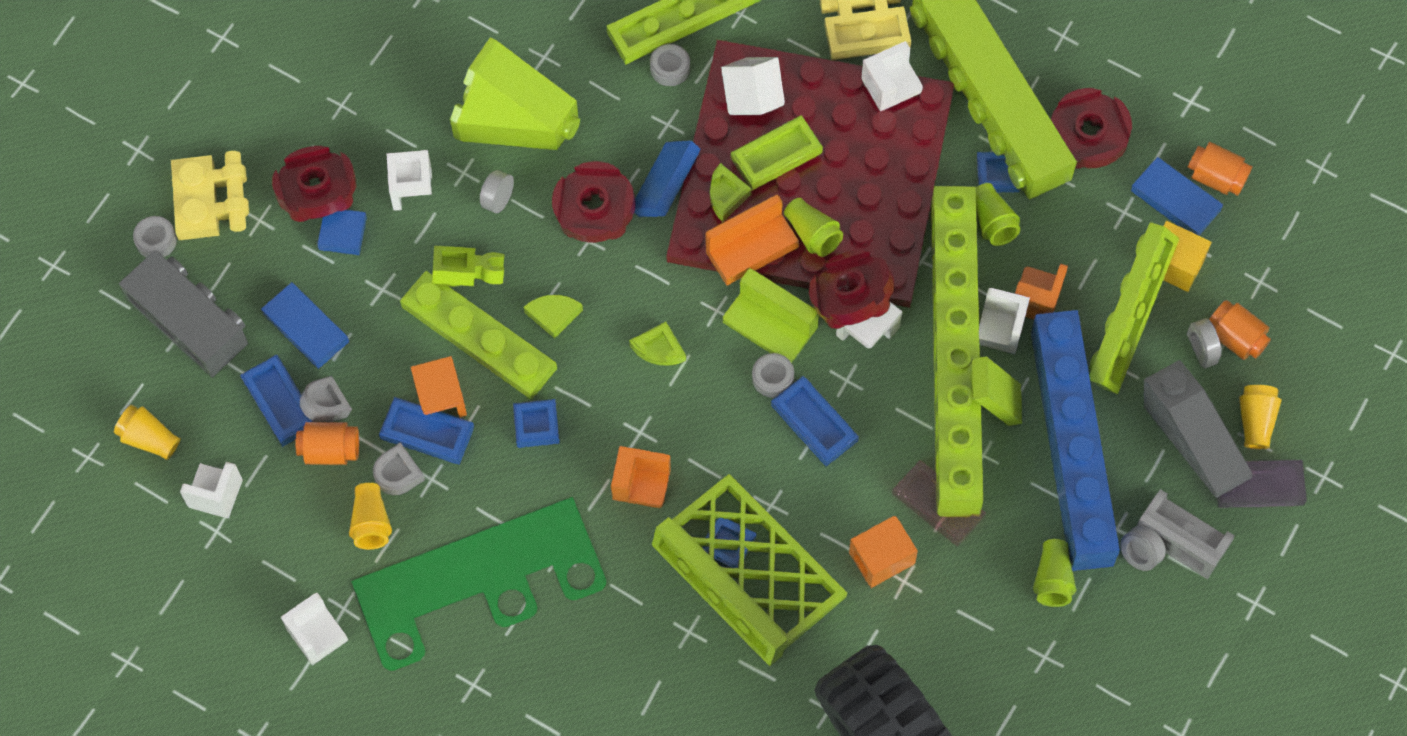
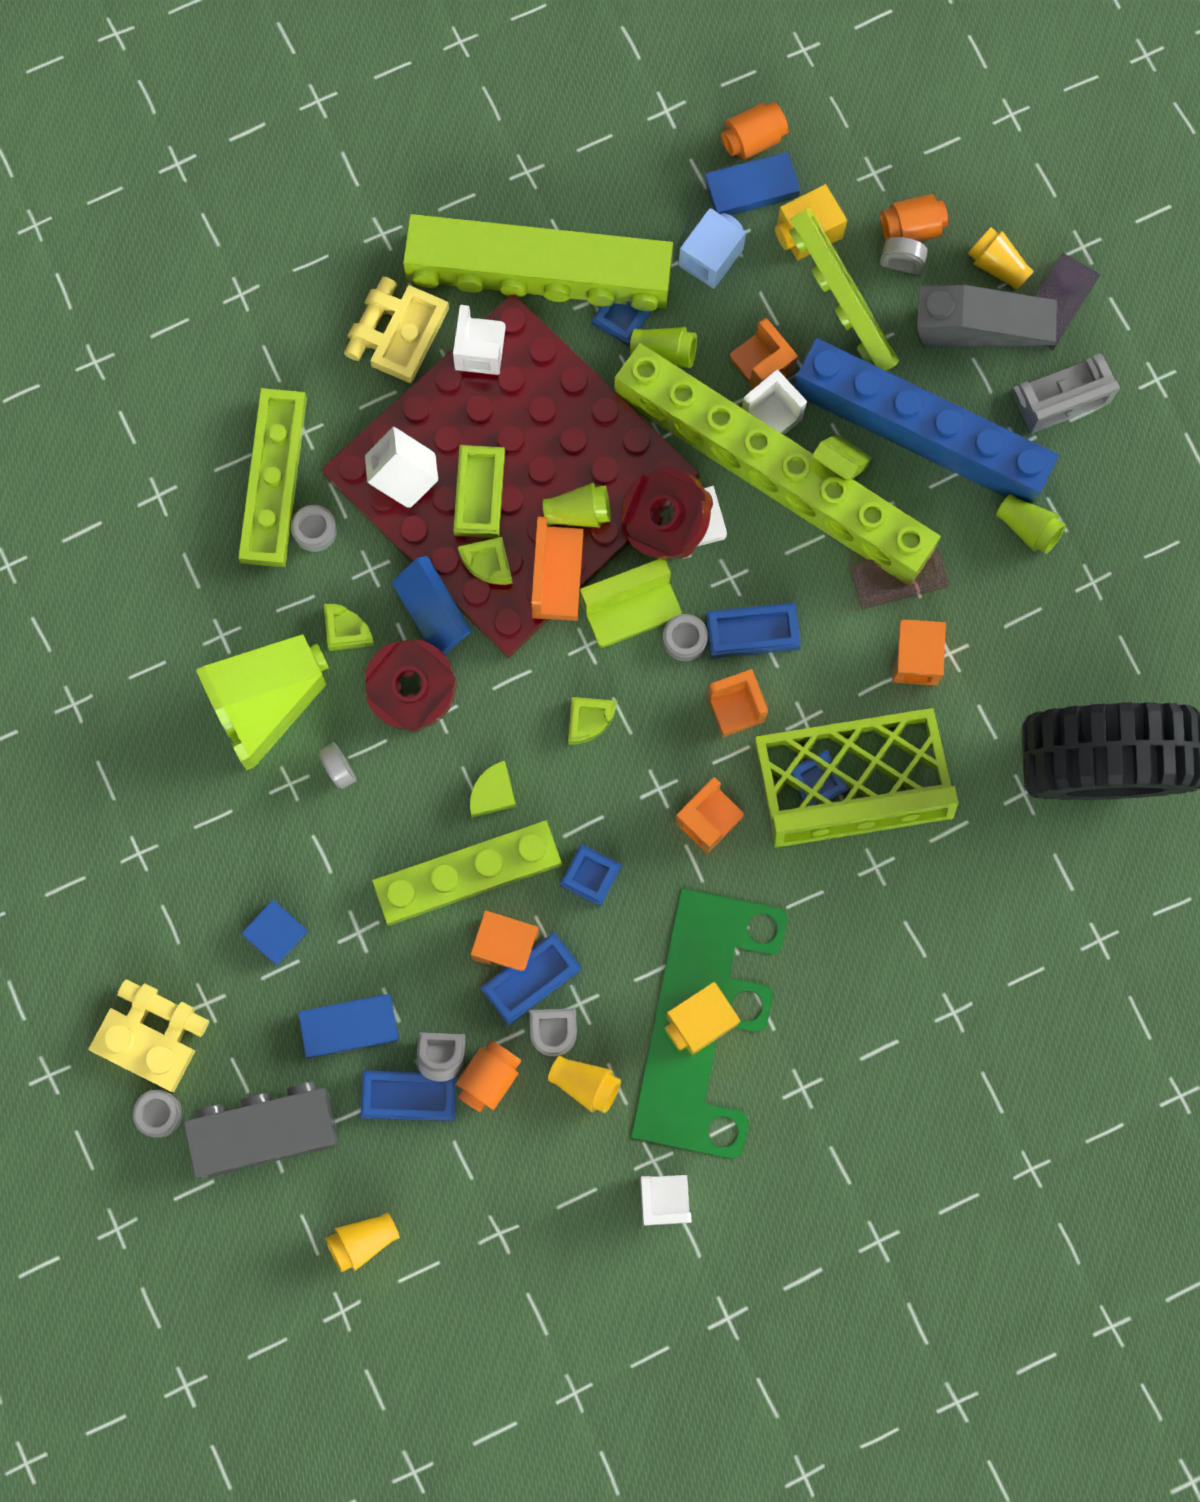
camera: 60 degrees left, 10 degrees up
(213, 489) = (459, 1211): white panel -> none
(320, 200) = (235, 936): dark red plate -> none
(408, 175) = (270, 836): white panel -> none
(461, 266) = (393, 846): lime plate -> none
(473, 568) = (701, 1020): none -> yellow brick
(607, 134) = (345, 629): none -> lime tile
(745, 441) = (737, 703): none -> orange panel
(1100, 110) = (640, 185): dark red plate -> none
(1100, 198) = (712, 247): none -> light blue brick
(1142, 548) = (1058, 433): light grey tile -> none

